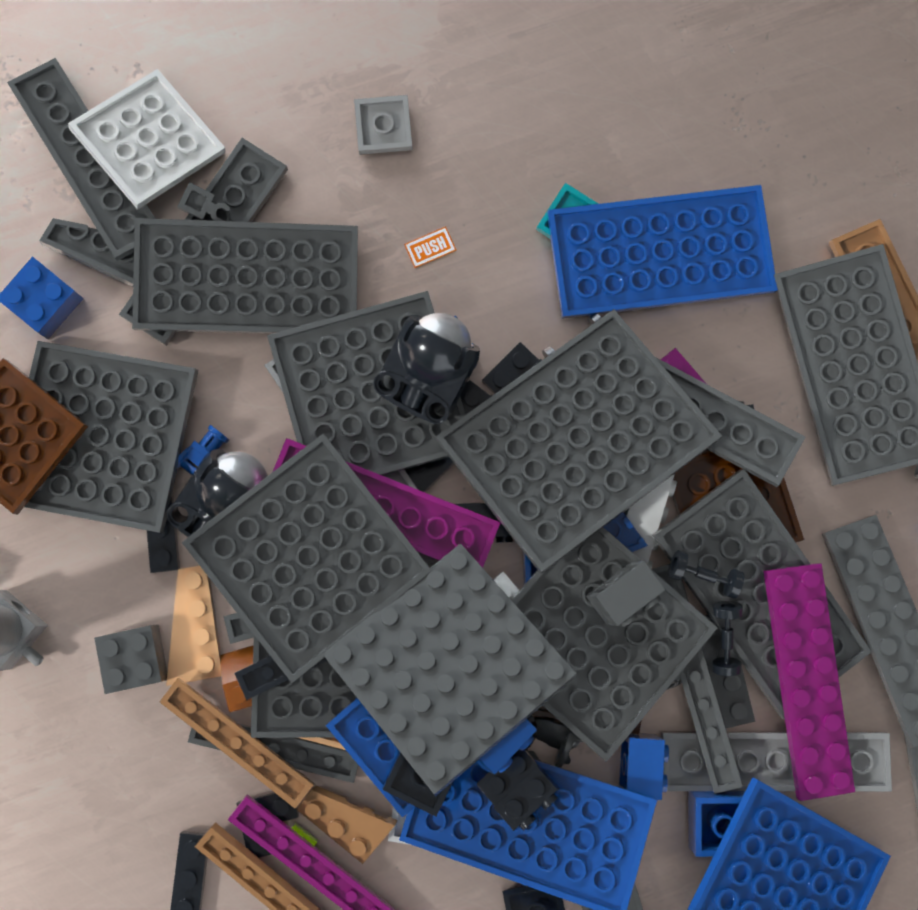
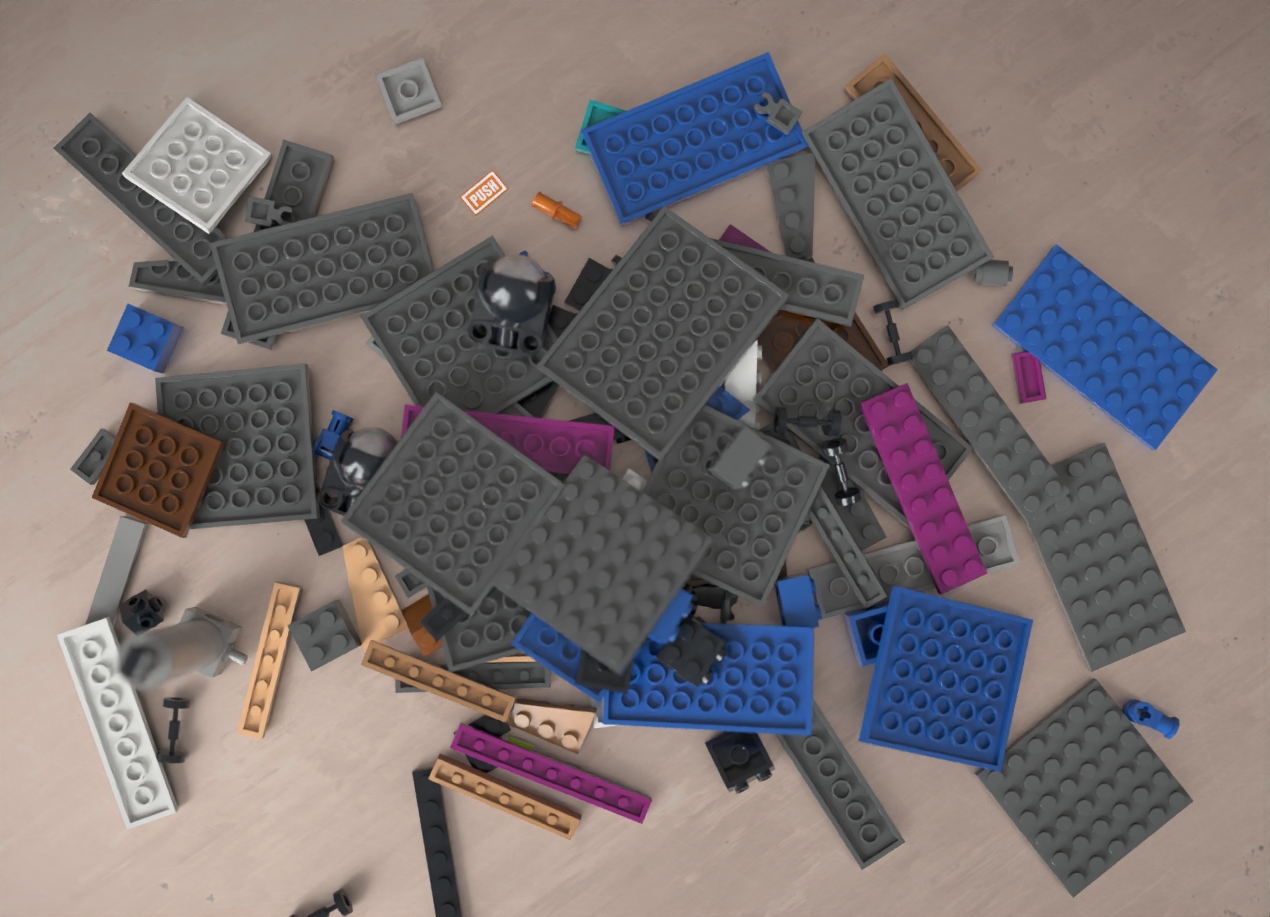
camera: 15 degrees left, 5 degrees up
(64, 669) = (269, 660): none -> light nougat plate
(500, 284) = (556, 210): none -> orange axle
(747, 340) = (793, 199): none -> dark grey wing
(759, 251) = (782, 115): none -> dark grey plate
(816, 505) = (892, 332): none -> black wheel

